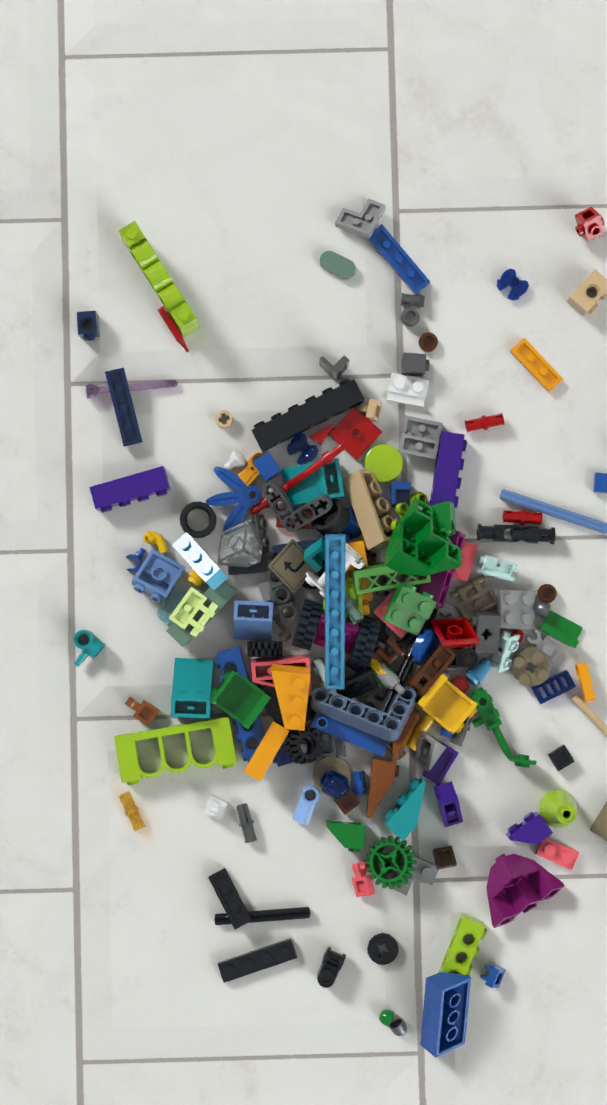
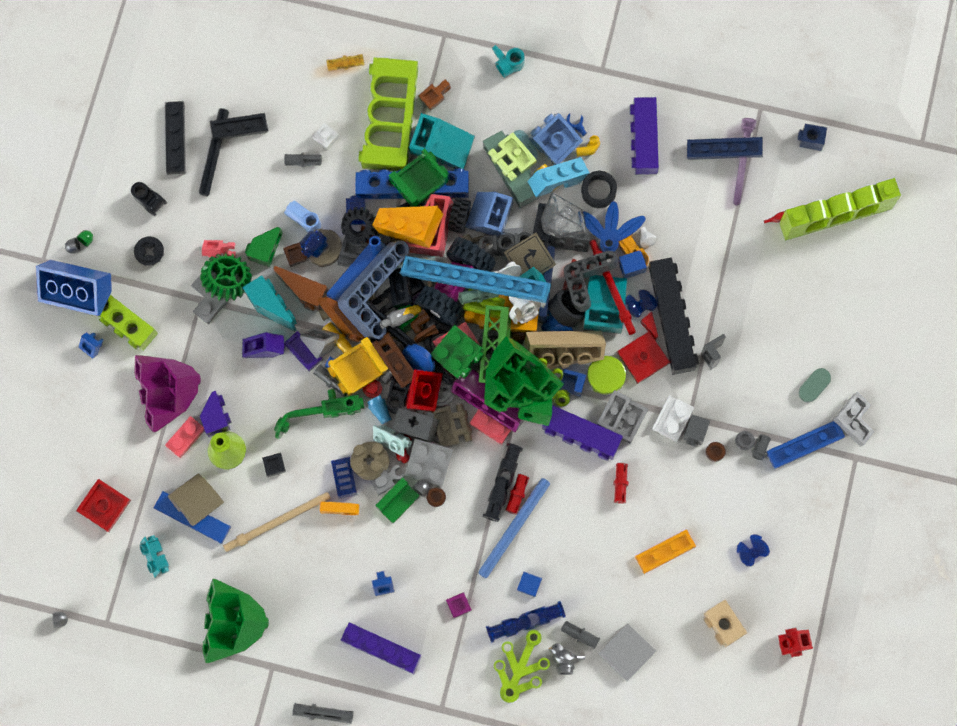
camera: 110 degrees right, 10 degrees down
(219, 416) = (694, 235): tan bush -> none
(266, 751) = (363, 189): light orange tile -> none
(359, 783) = (306, 270): blue pin -> none
(371, 410) = (661, 378): tan tile -> none
(444, 857) = (214, 329): dark brown plate -> none
(489, 566) = (471, 457): light aqua hinge -> none

